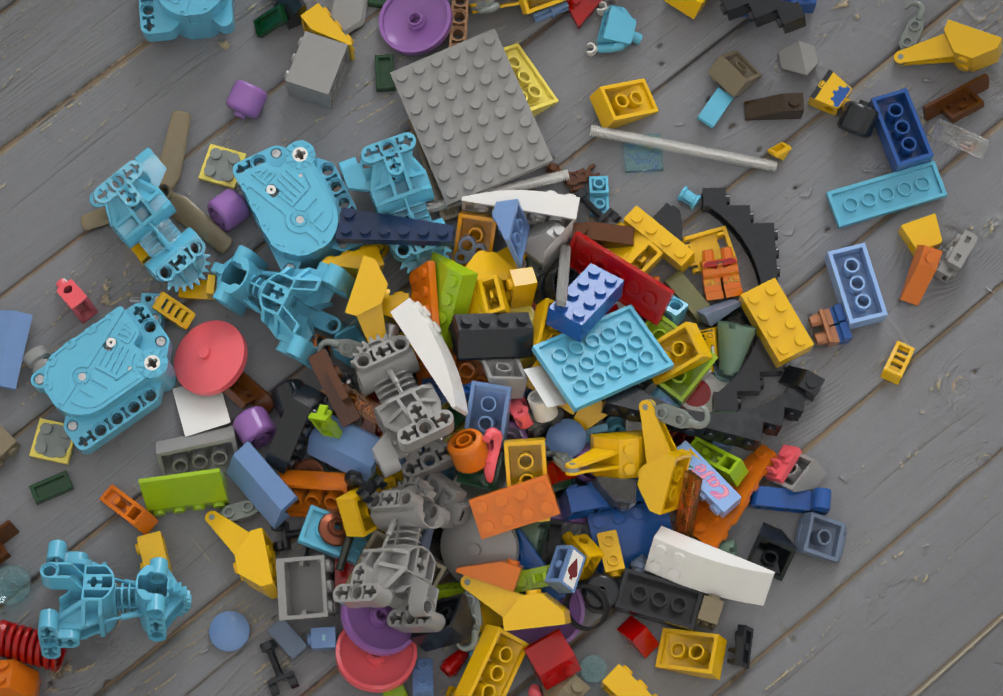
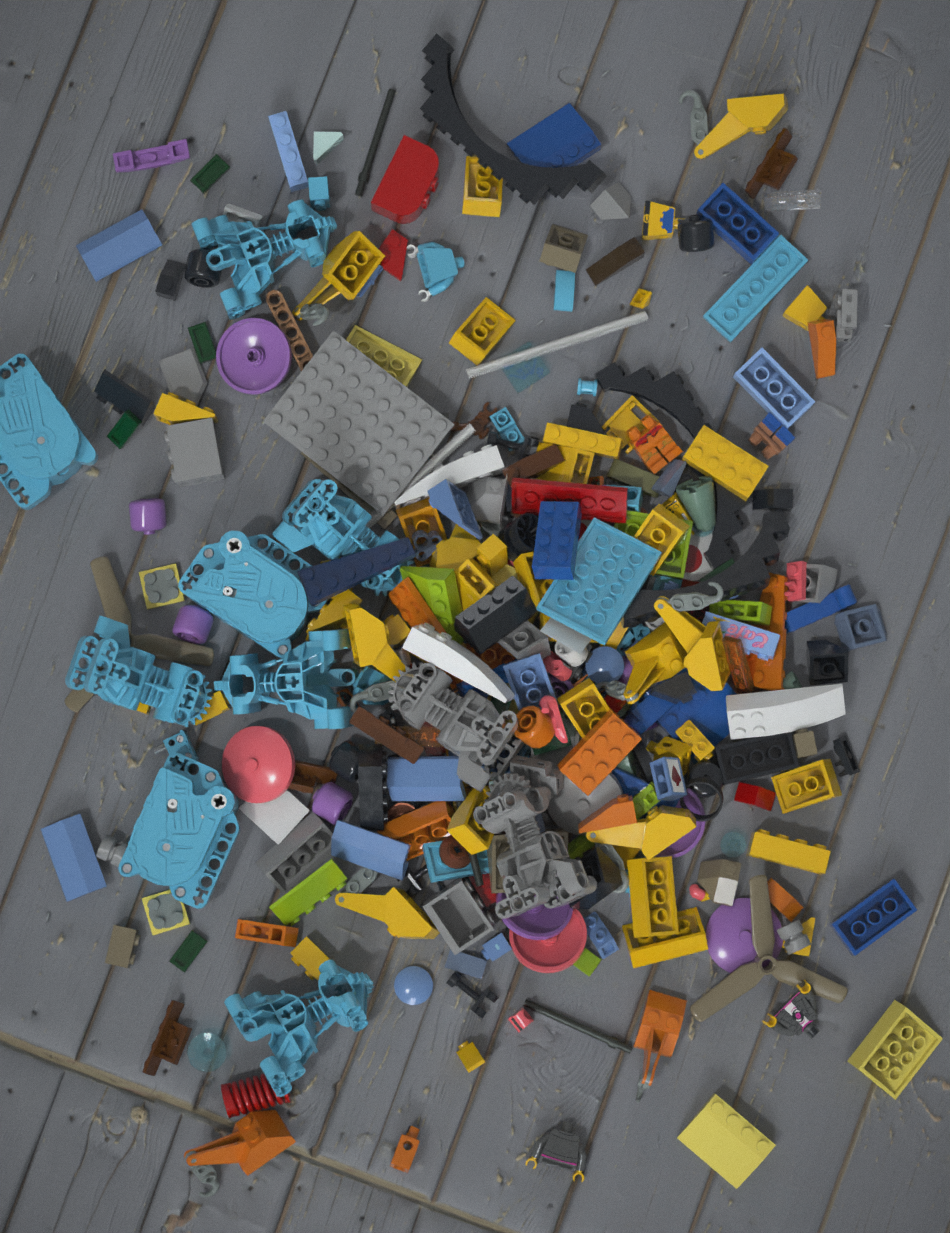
camera: 30 degrees left, 10 degrees up
(76, 299) = (108, 778): coral torso -> none
(184, 316) = (213, 741): yellow slope -> none
(324, 423) = (398, 771): lime plate -> none
(367, 488) = (450, 803): black bar -> none
(383, 66) = (253, 419): dark green tile -> none
(453, 663) = (615, 906): red cone -> none
(552, 659) = (697, 858): red slope -> none
(563, 275) = (526, 528): light grey axle -> none
(639, 564) = (723, 736): sand blue plate -> none
(893, 373) = (844, 448): yellow slope -> none

